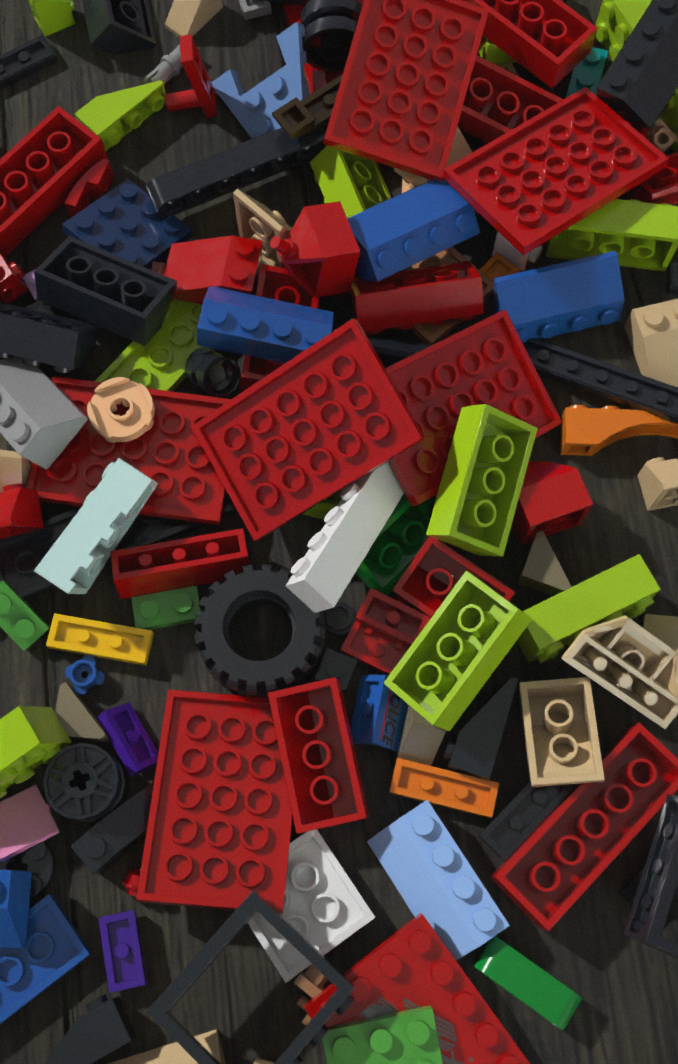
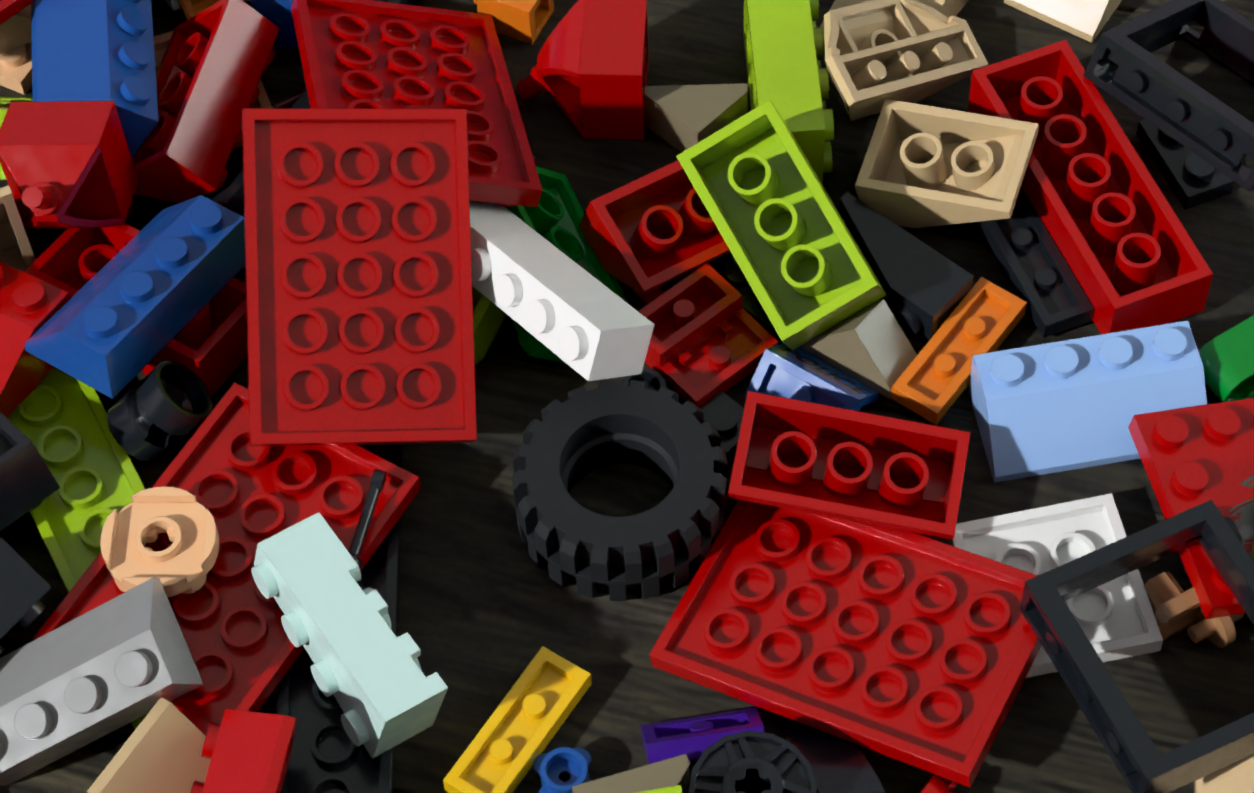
camera: 65 degrees left, 15 degrees down
(148, 509) = (376, 486): none -> black hinge
(166, 608) = (511, 623): bright green plate -> none
(178, 563) = (457, 560): red brick -> none
(482, 480) = (547, 101): lime brick -> none

